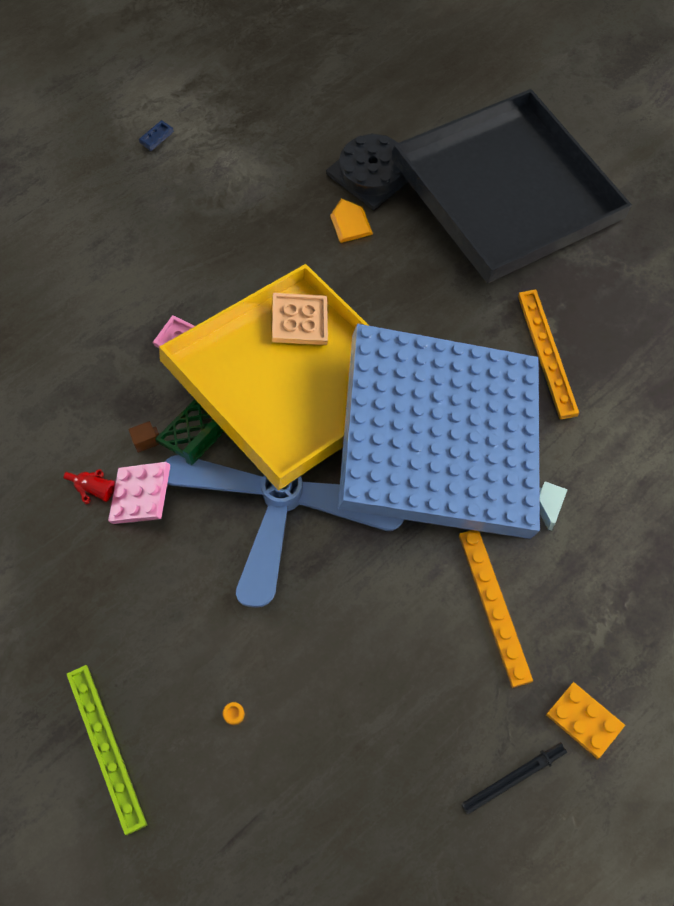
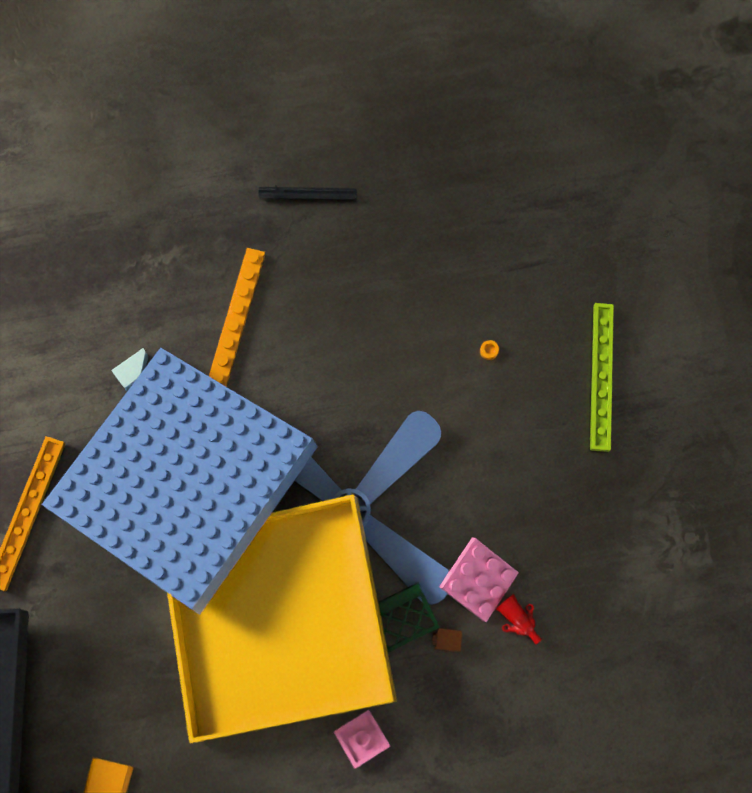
camera: 155 degrees left, 10 degrees up
(299, 319) = (234, 678): light nougat plate -> none
(585, 720) = (228, 203): light orange plate -> none

